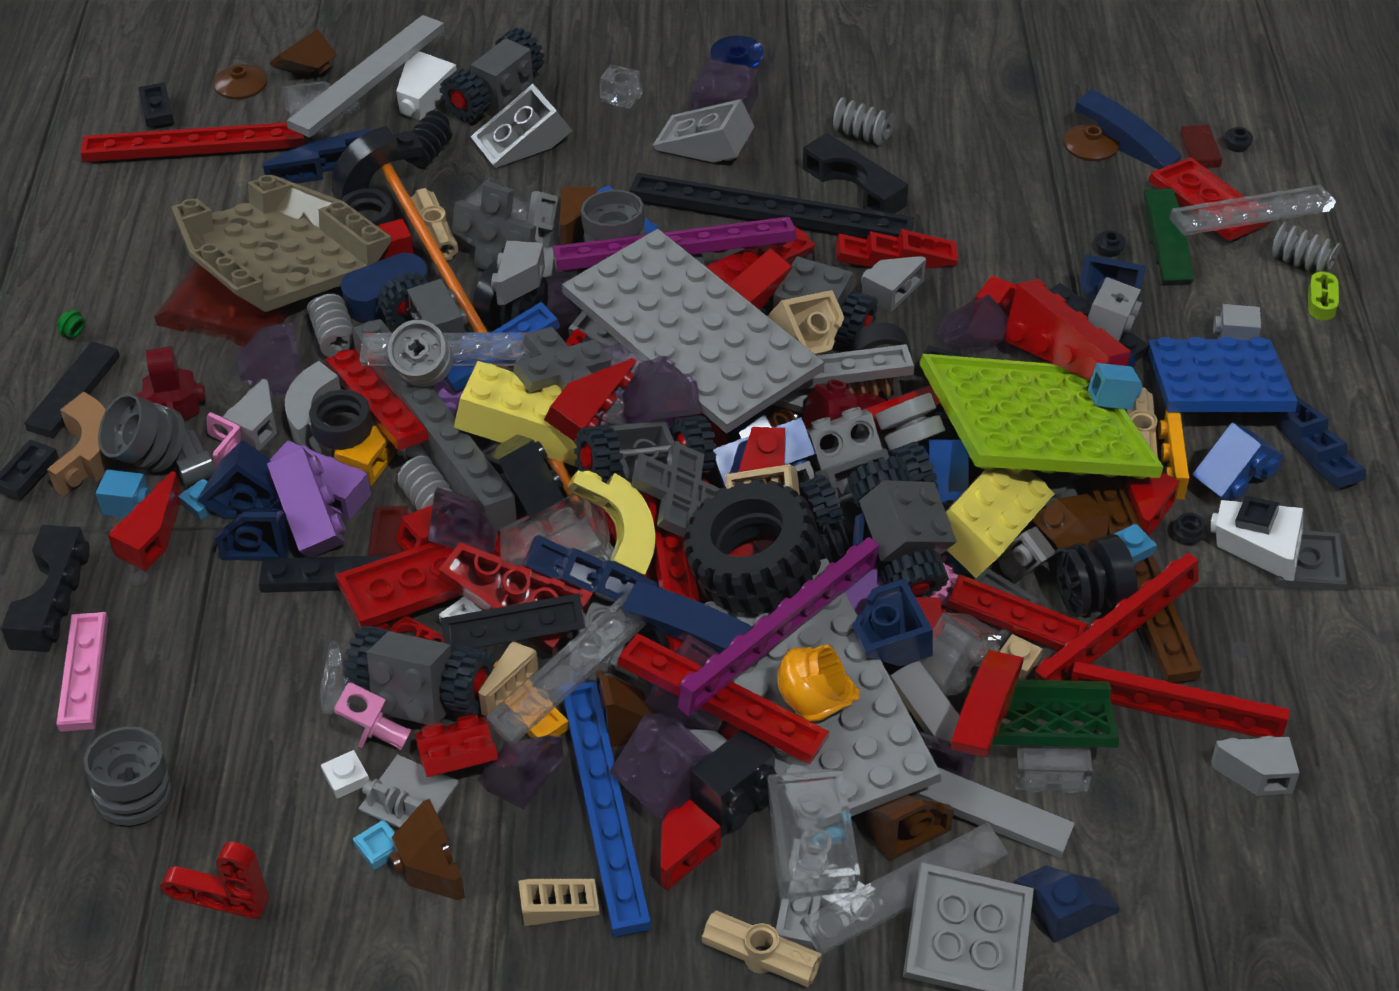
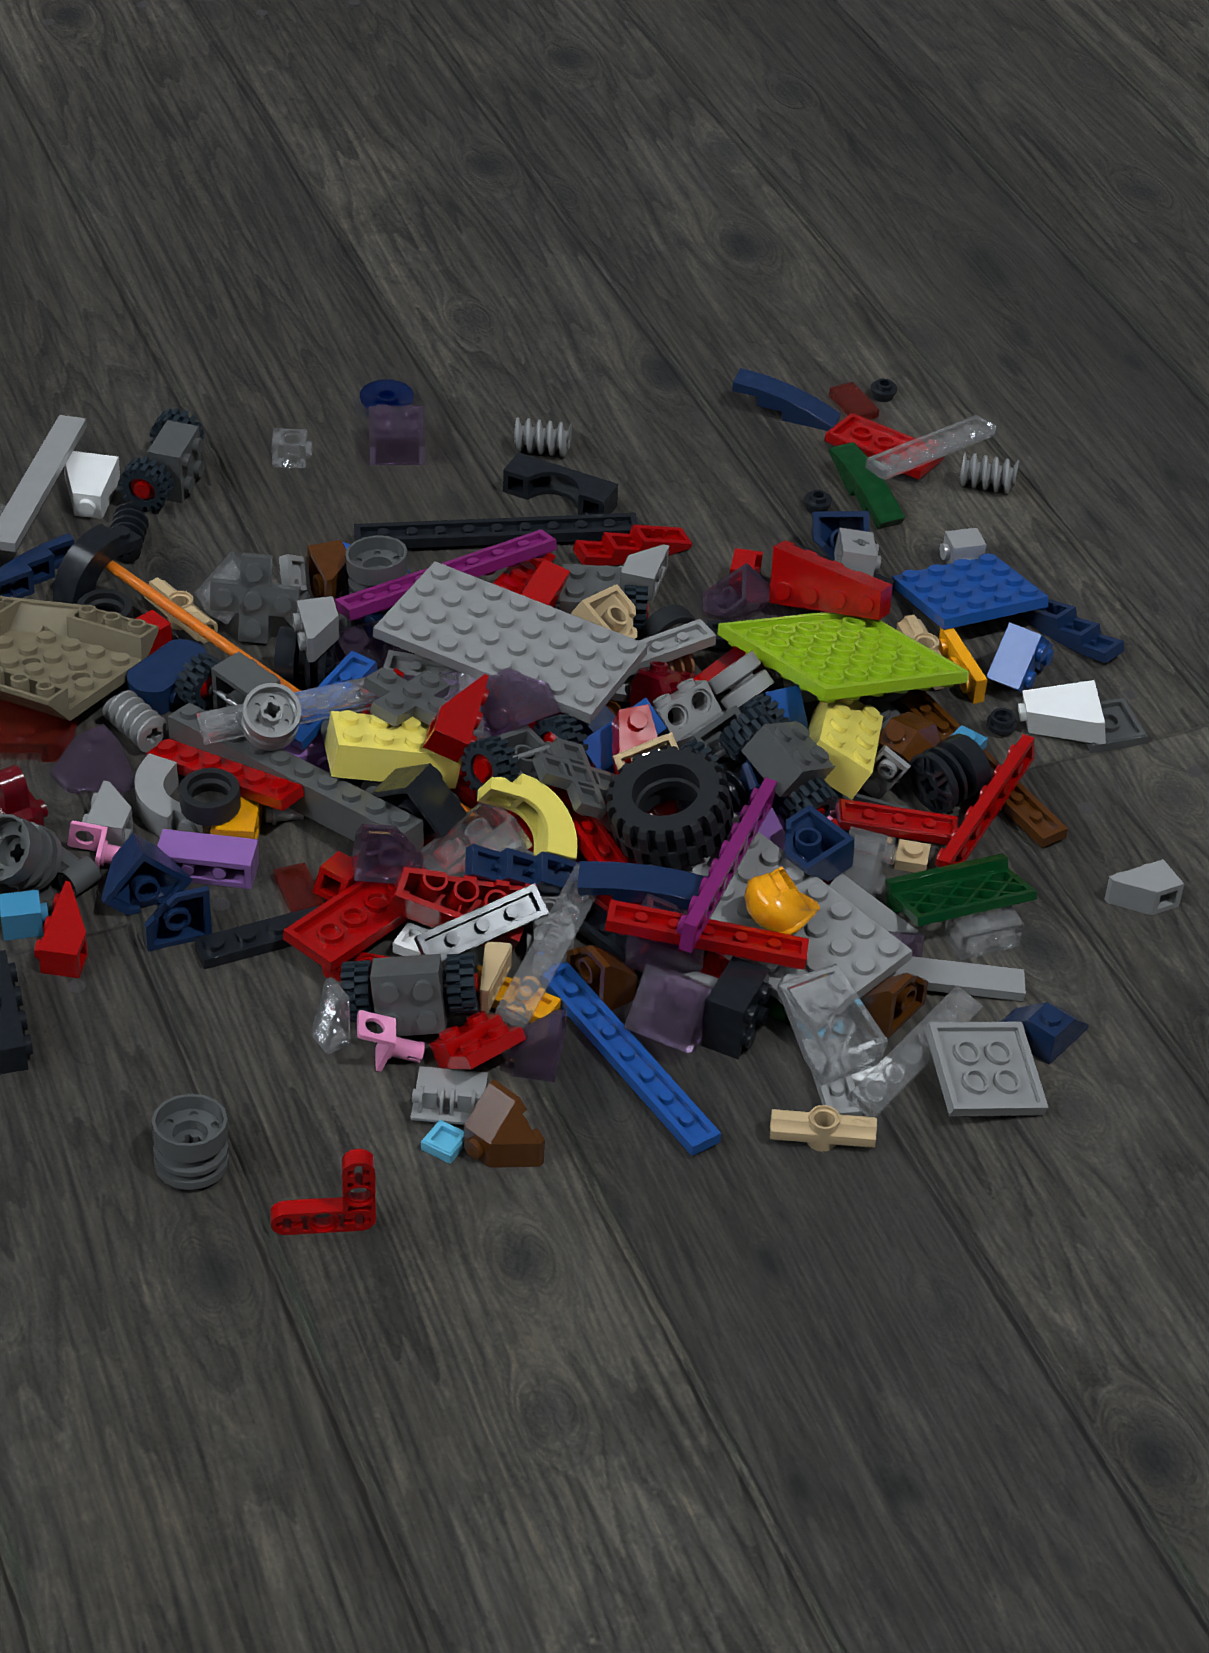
camera: 25 degrees left, 5 degrees down
(82, 672) = (76, 1075): bright pink tile -> none
(189, 501) = (91, 905): dark azure plate -> none
(307, 502) = (209, 865): medium lavender brick -> none
(344, 774) = (380, 1094): white plate -> none
(419, 481) = (316, 840): light grey piece -> none
(521, 129) = (216, 505): light grey slope -> none
(547, 913) = (615, 1156): tan slope -> none
(687, 841) = (715, 1065): red slope -> none
(707, 132) = (398, 475): light grey slope -> none
(987, 703) = (919, 890): red slope -> none
(1089, 143) = (754, 418): reddish brown dish -> none
(1114, 386) = (892, 616): dark azure brick -> none
(1152, 499) = (960, 701): red slope -> none
(1187, 702) = (1069, 856): red plate -> none
(1257, 515) = (1059, 694): black tile -> none
(1329, 295) = (1019, 509): lime beam -> none

